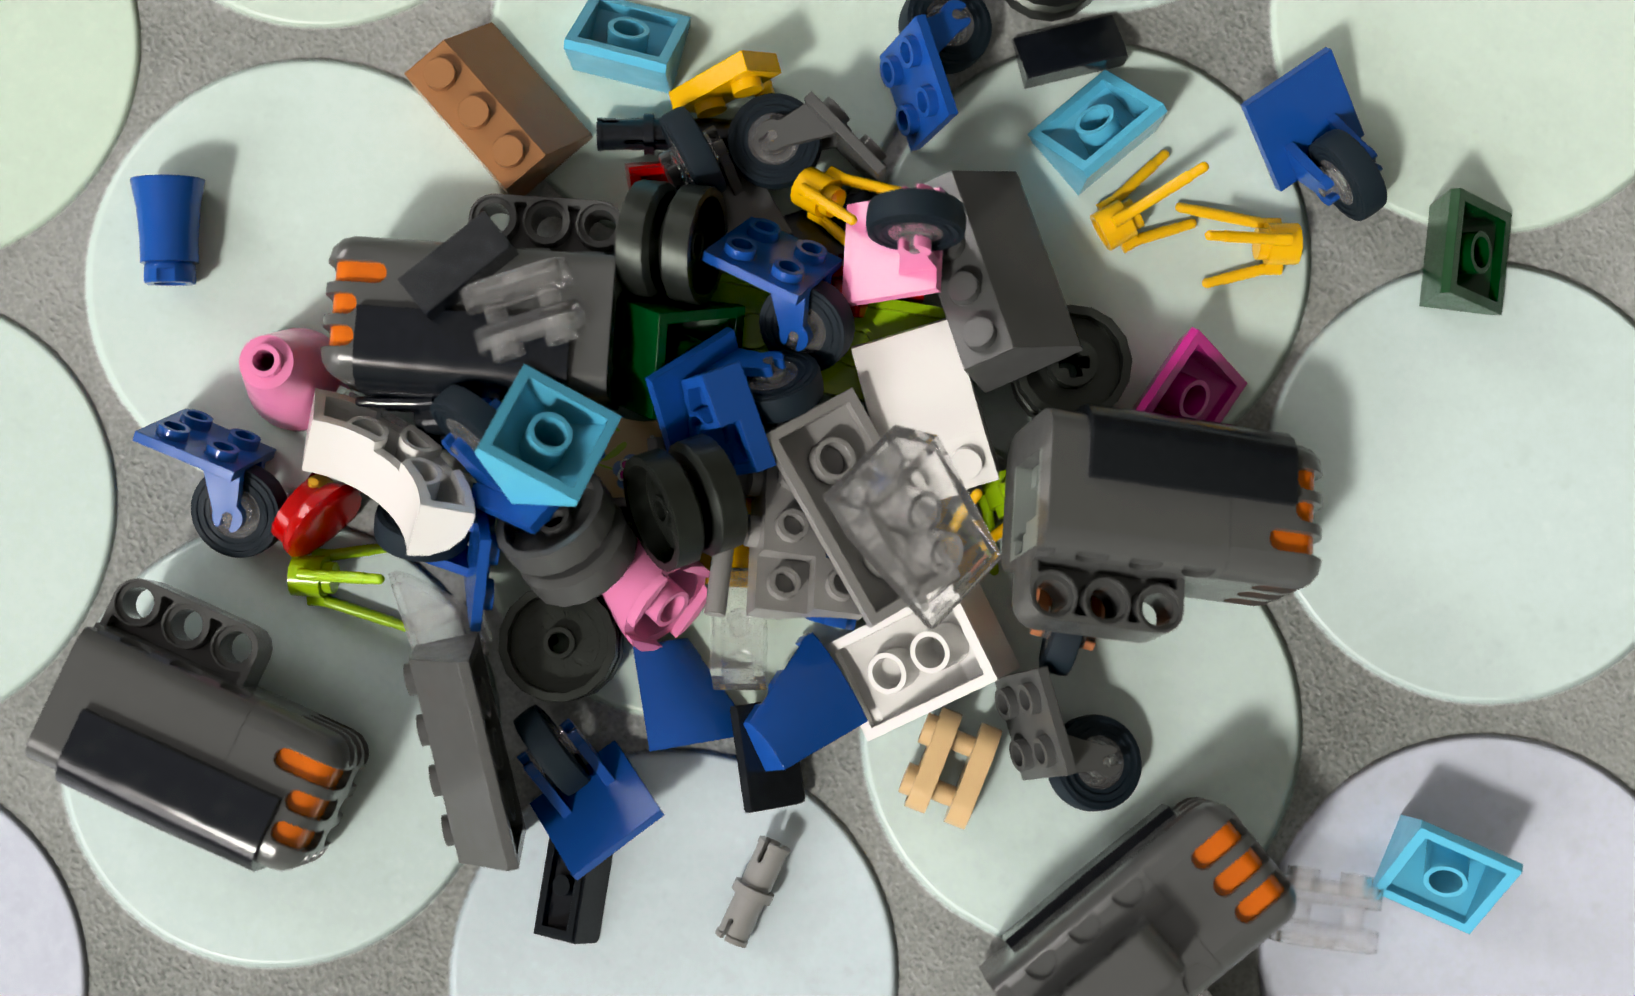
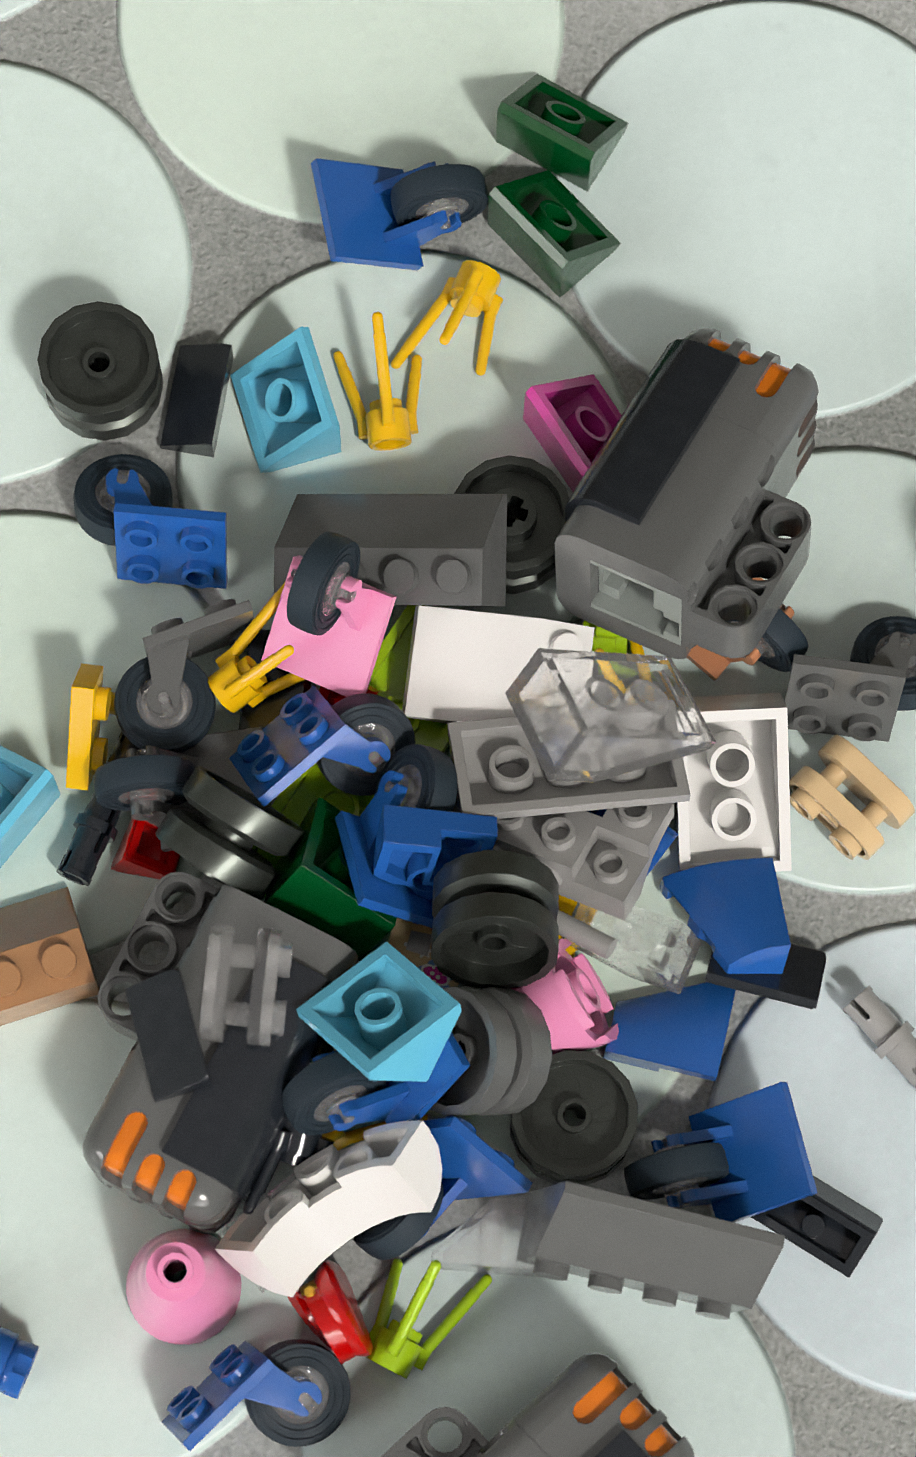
camera: 75 degrees left, 10 degrees down
(1366, 287) = (549, 229): none -> dark green slope

